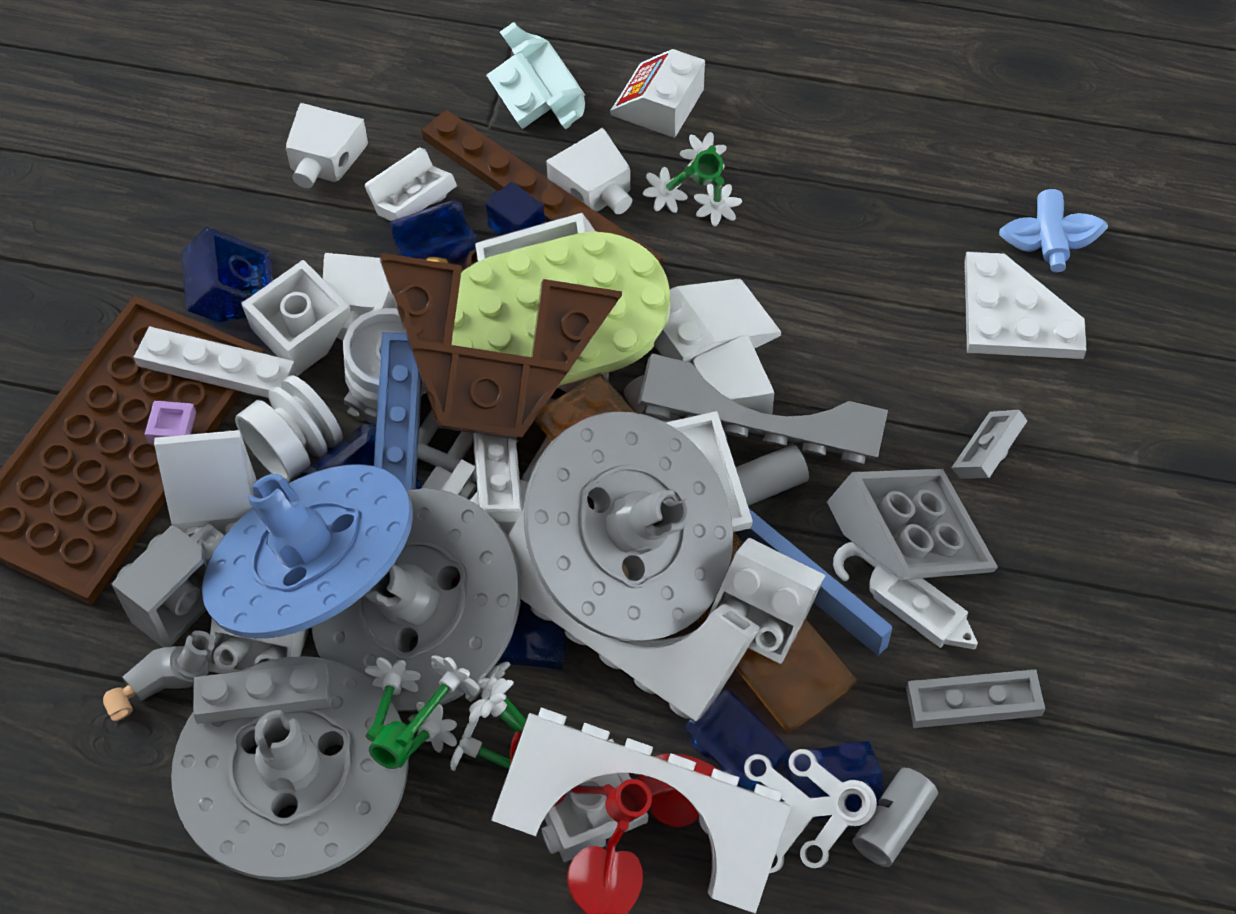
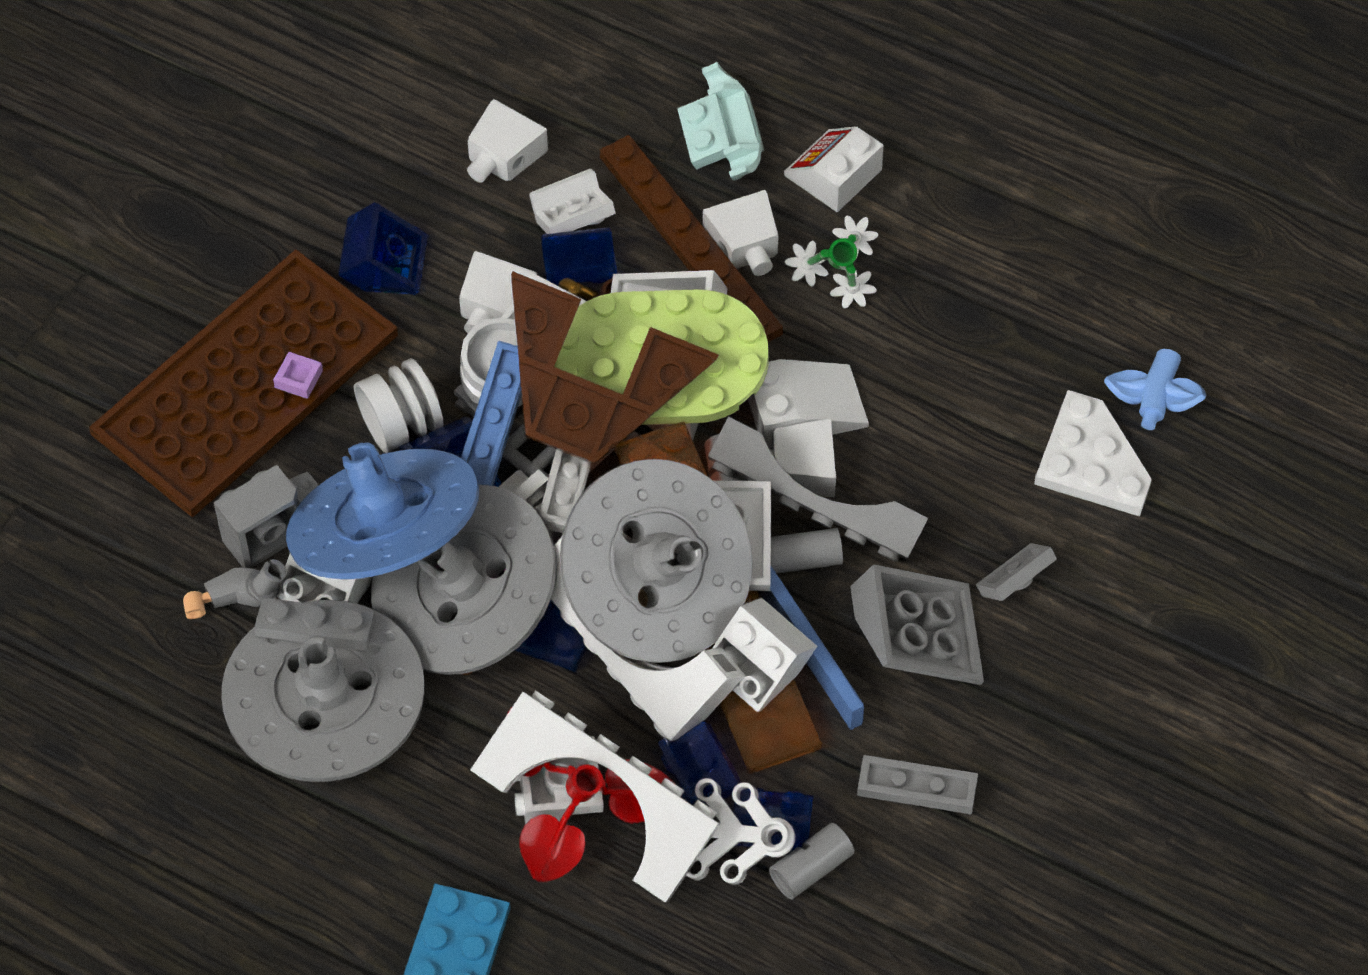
camera: 15 degrees right, 0 degrees up
(205, 479) = (314, 433): white slope -> none
(212, 362) = (348, 328): white plate -> none
(297, 316) = (434, 304): white slope -> none
(394, 742) = (411, 691): plant -> none
(493, 702) = (502, 675): white plant -> none
(513, 210) = (659, 251): clear blue brick -> none
(913, 601) = (896, 692): white plate -> none

